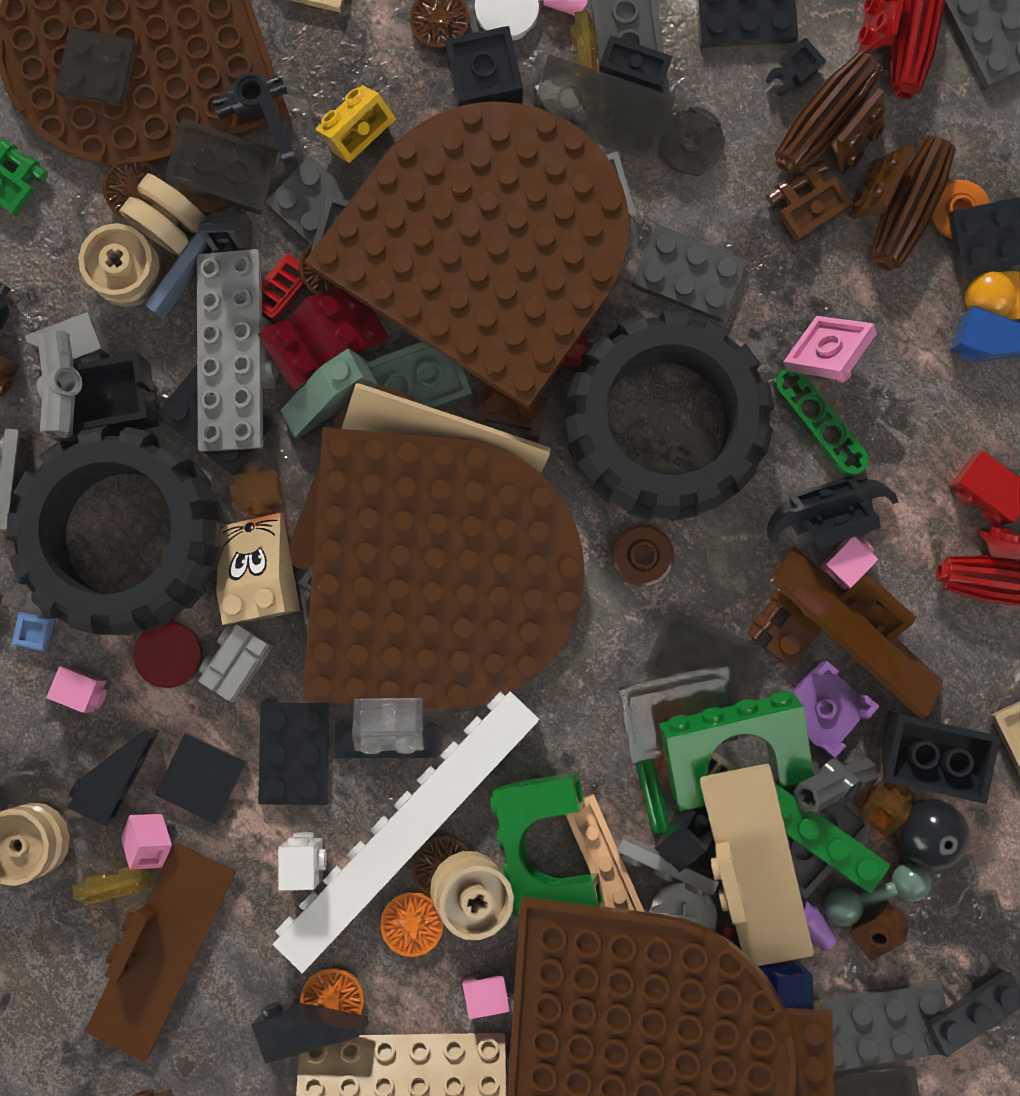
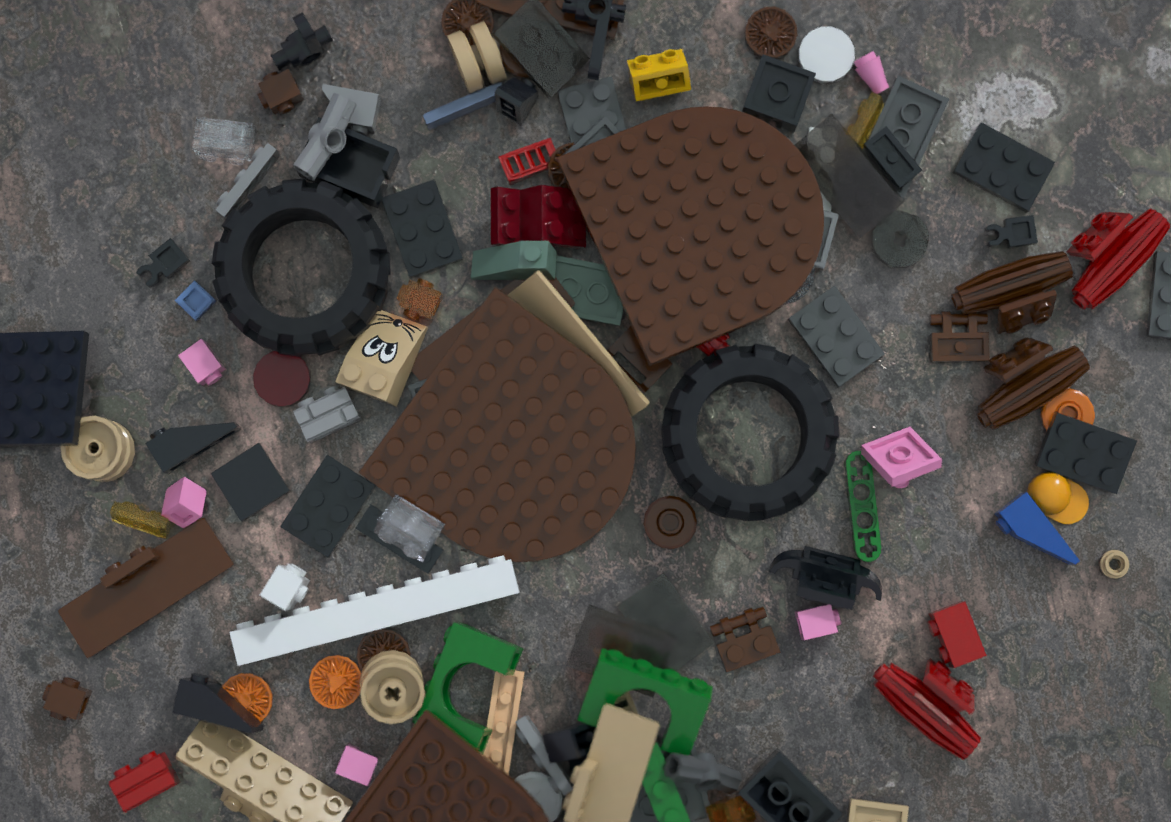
camera: 30 degrees right, 0 degrees up
(120, 265) = (421, 57): tan wheel -> none
(230, 354) = (463, 187): light grey bracket -> none
(653, 795) = (567, 699): green axle -> none
(831, 707) = (734, 717): medium lavender panel -> none
(864, 624) = (797, 674): reddish brown bracket -> none

